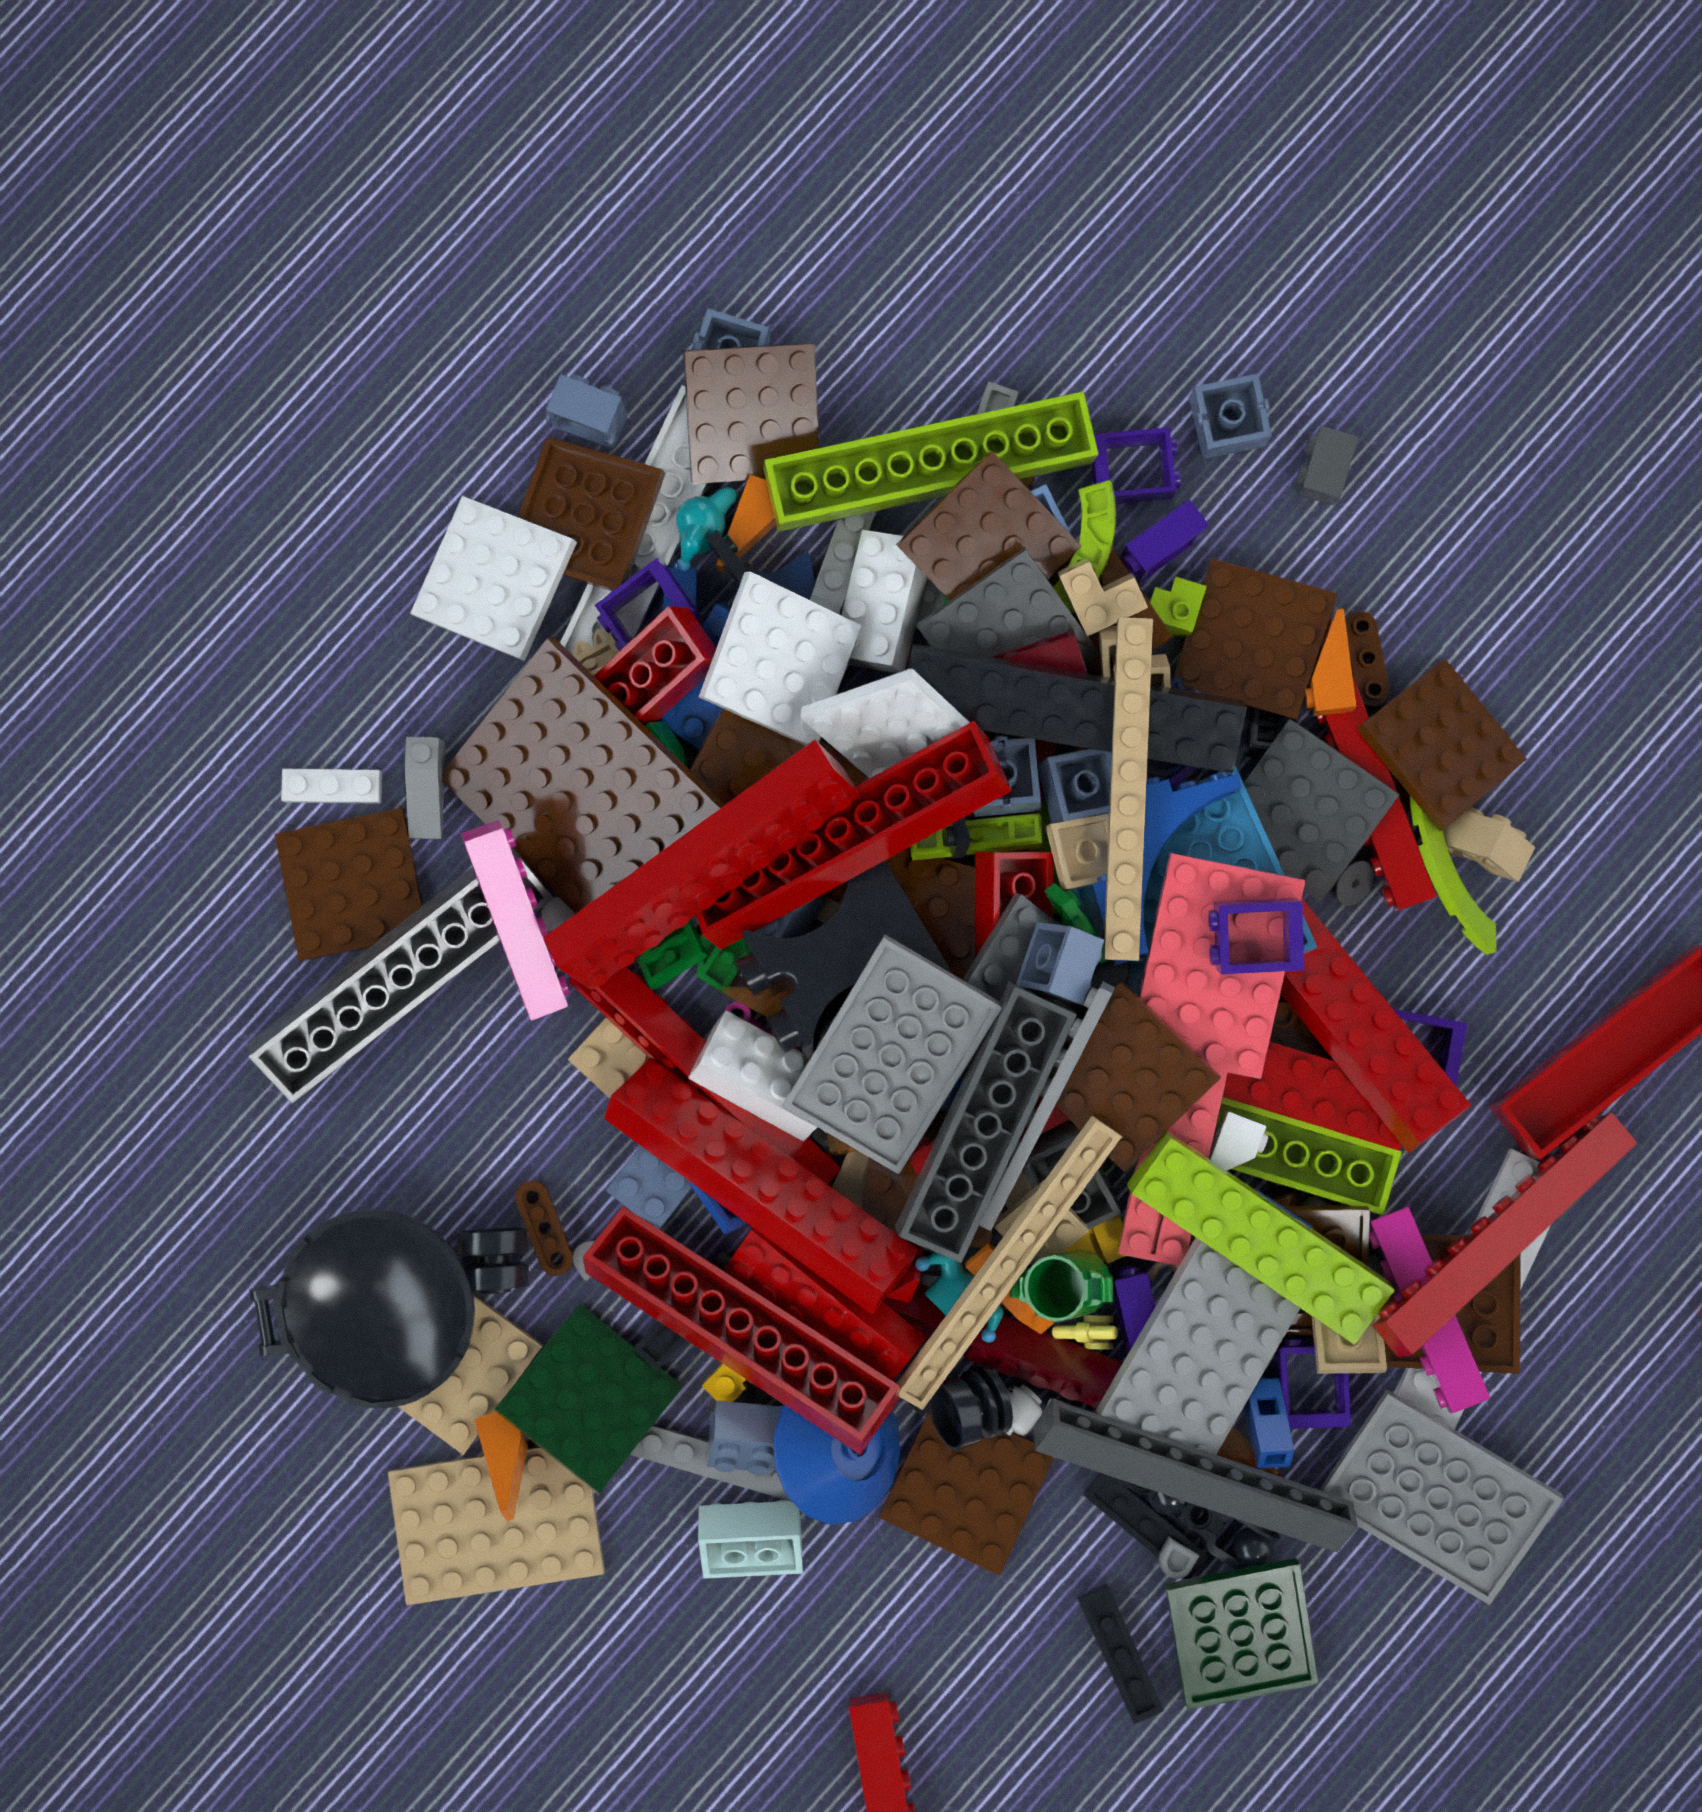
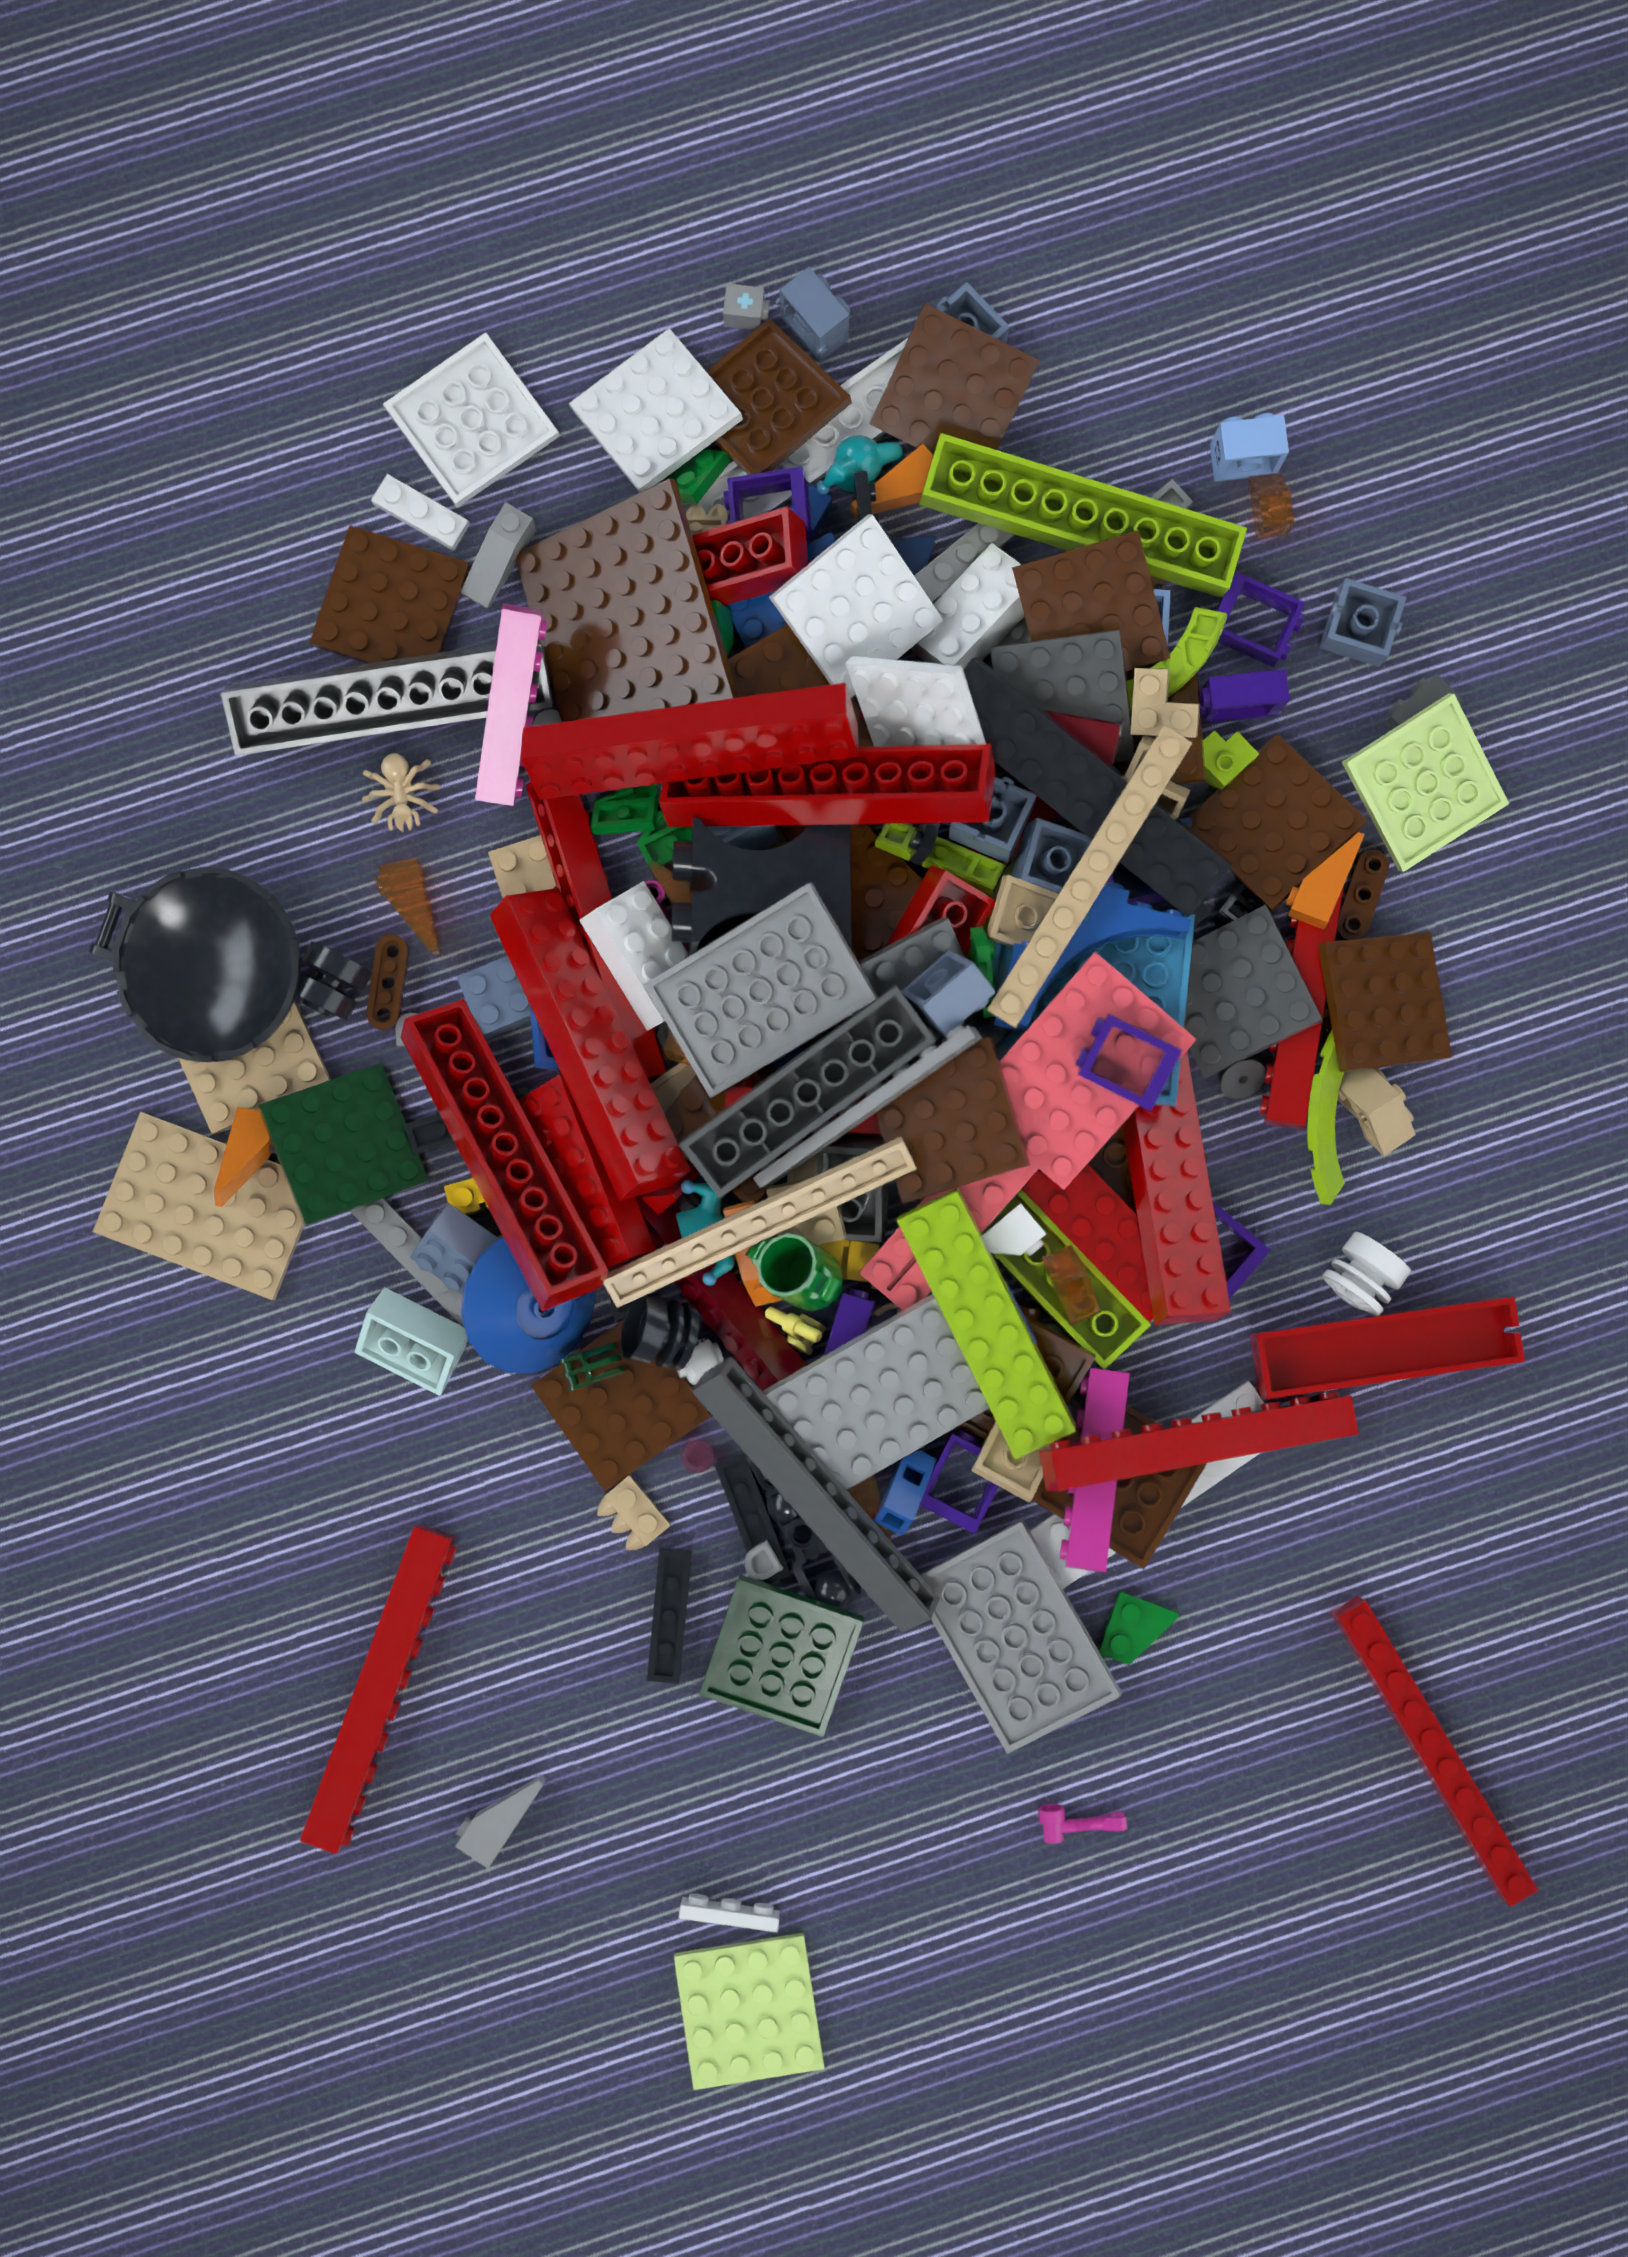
camera: 25 degrees right, 0 degrees up
(330, 677) = (471, 420): none -> white plate
(457, 1047) = (401, 789): none -> tan animal
(518, 1139) = (407, 892): none -> clear orange slope
(519, 438) = (745, 307): none -> light grey brick
(562, 616) = (699, 474): none -> green wing
(924, 1474) = (588, 1367): none -> dark green arm
(1035, 1578) = (634, 1512): none -> tan plate
(1041, 316) = (1249, 447): none -> light blue brick
(1063, 1495) = (697, 1456): none -> clear pink plate
(1088, 355) = (1271, 505): none -> clear orange slope
(1312, 1156) = (1071, 1284): none -> clear orange slope
(1367, 528) = (1425, 782): none -> yellowish green plate
(1535, 1426) = (1133, 1627): none -> green wing
(1563, 997) = (1366, 1273): none -> white wheel
(1567, 1643) = (1055, 1824): none -> dark pink brick

